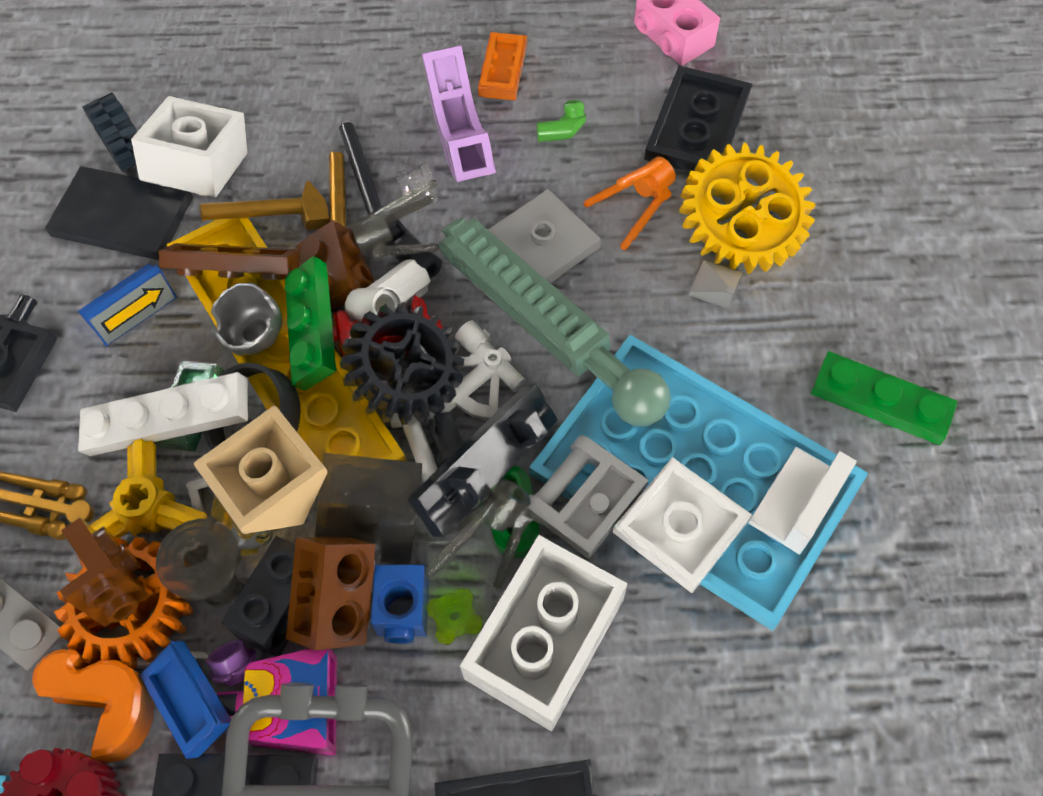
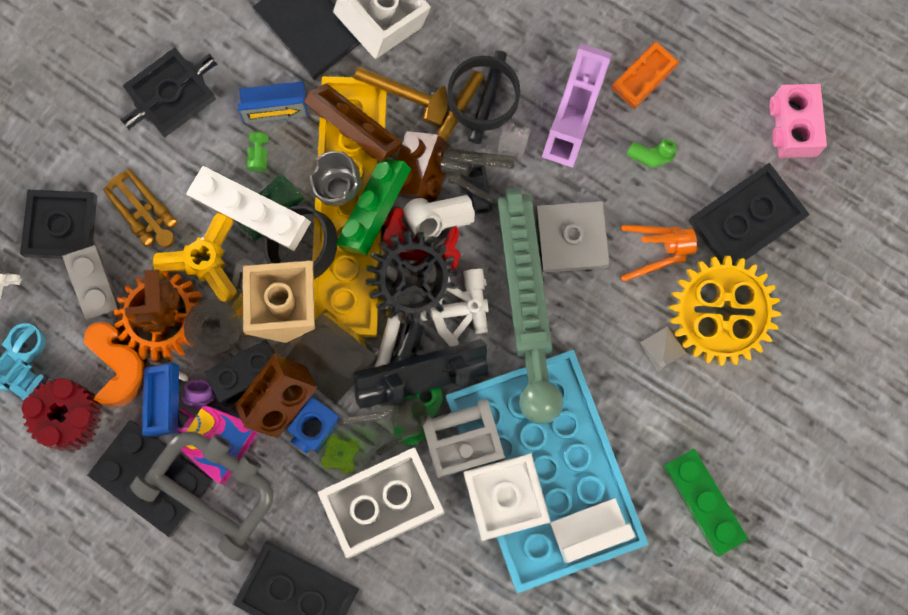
camera: 30 degrees right, 15 degrees up
(140, 363) = (257, 155): none -> bright green piece
(344, 132) = (483, 61): none -> black tyre

